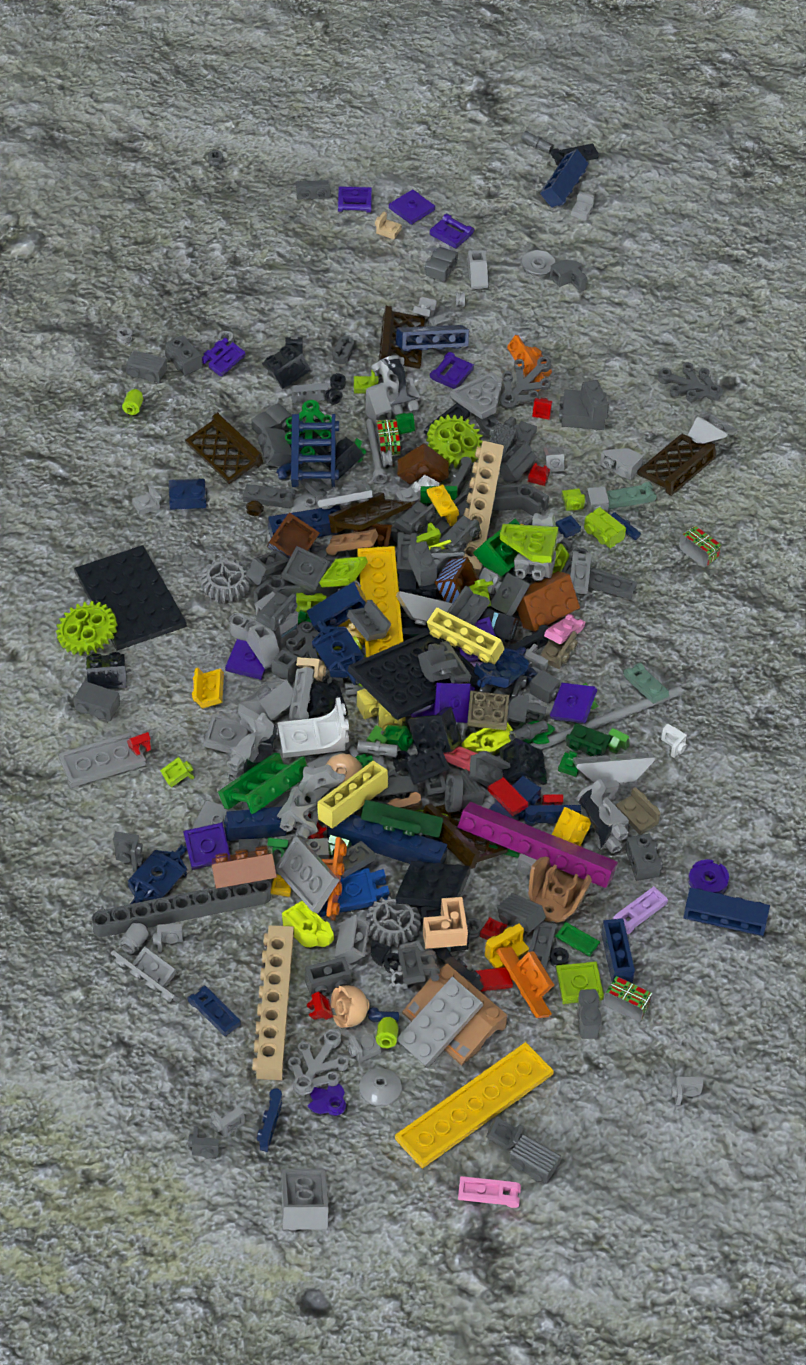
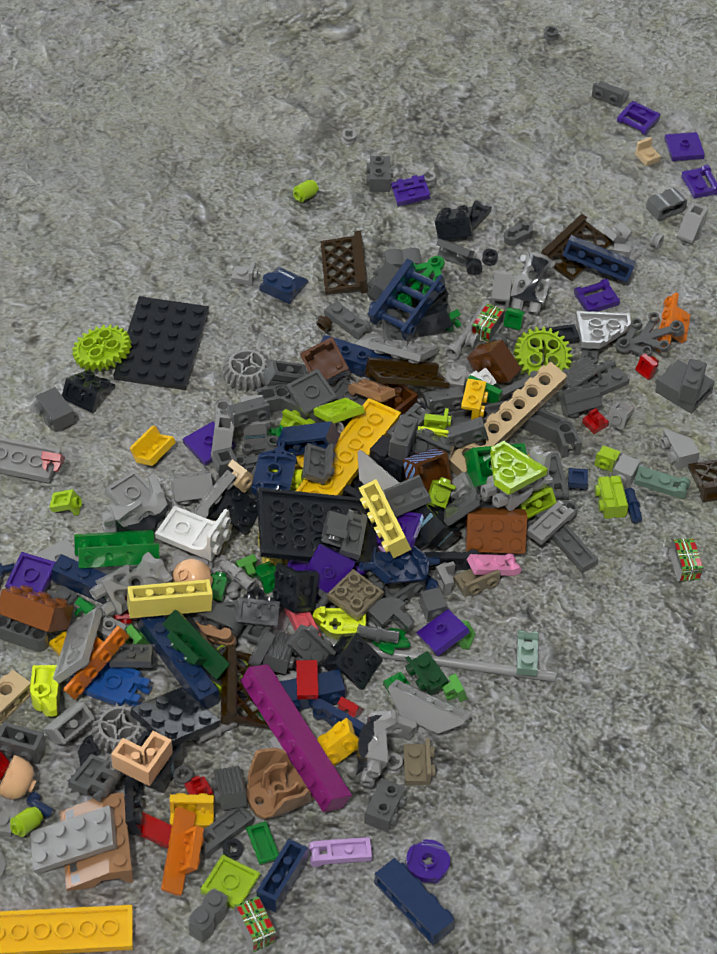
camera: 35 degrees right, 0 degrees up
(146, 366) = (341, 168): dark grey brick -> none
(361, 383) = (509, 266): lime bracket -> none
(675, 738) = (510, 718): white bracket -> none

